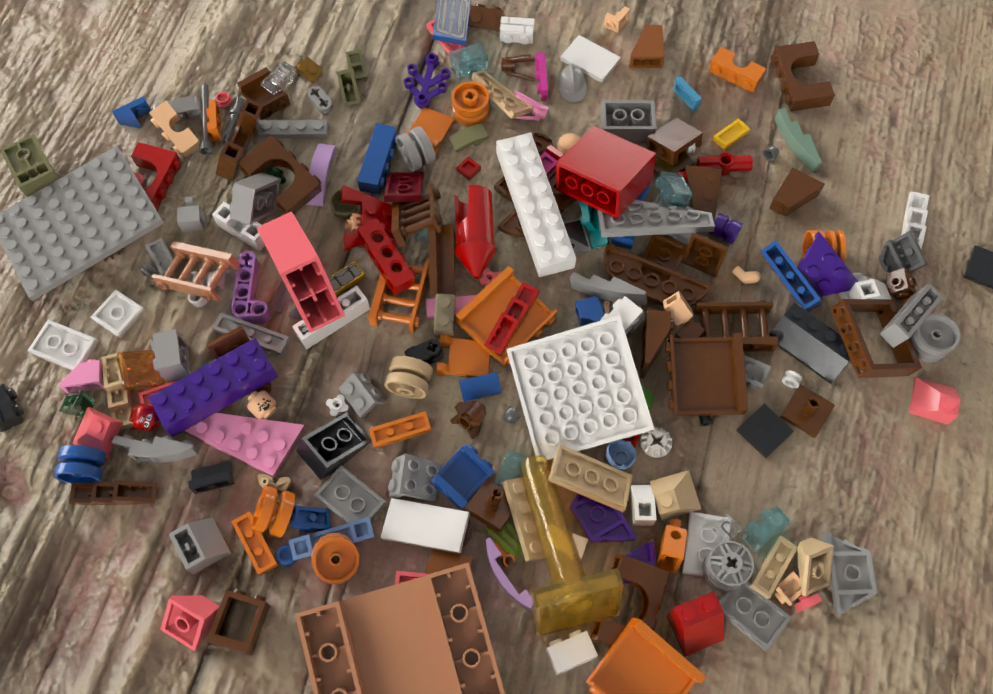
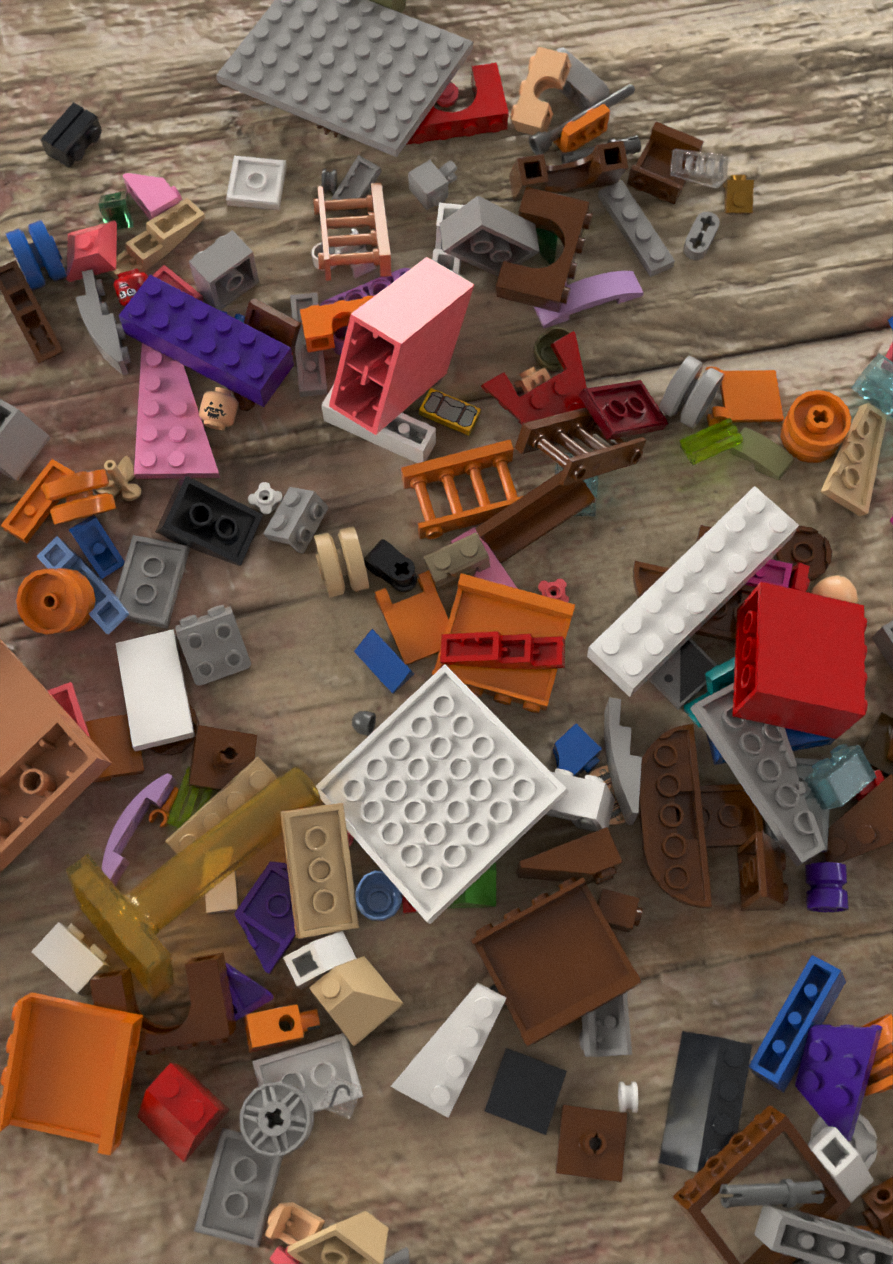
camera: 60 degrees right, 5 degrees up
(62, 345) = (183, 150): white tile -> none
(129, 113) = (537, 29): blue slope -> none
(138, 370) = (185, 241): clear orange plate -> none
(211, 477) = (99, 406): black panel -> none
(223, 99) = (626, 122): coral plate -> none
(260, 287) = (323, 321): none -> orange arch
(284, 555) = (39, 542): blue tile -> none
(348, 87) = (741, 258): olive slope -> none
(356, 61) = (787, 249): olive slope -> none
(377, 159) = (651, 354): blue brick -> none
(396, 280) = (516, 401): red brick -> none
(400, 429) = (270, 591): orange plate -> none
(432, 62) = (819, 353): dark purple plant -> none
(442, 152) = (708, 438): none -> clear neon green tile
(462, 475) = (241, 700): blue panel -> none
(468, 168) = (712, 479): red tile -> none
(470, 416) = (332, 669): reddish brown brick -> none
(475, 230) = (609, 533): red piece -> none
(510, 467) = (287, 756): clear light blue tile -> none
(539, 109) = (867, 525): bright pink plant -> none
(656, 450) = (432, 953): white gear -> none
(679, 308) = (641, 872): light nougat brick -> none
(733, 463) = (448, 1057): none -> white wing
(746, 277) = (765, 957): light nougat arm -> none
(750, 344) = (652, 1000): reddish brown fence -> none
(766, 528) = (368, 1153): clear light blue brick -> none
(773, 567) = (317, 1189): tan plate -> none
(880, 320) = (785, 1193): none -> dark grey pin

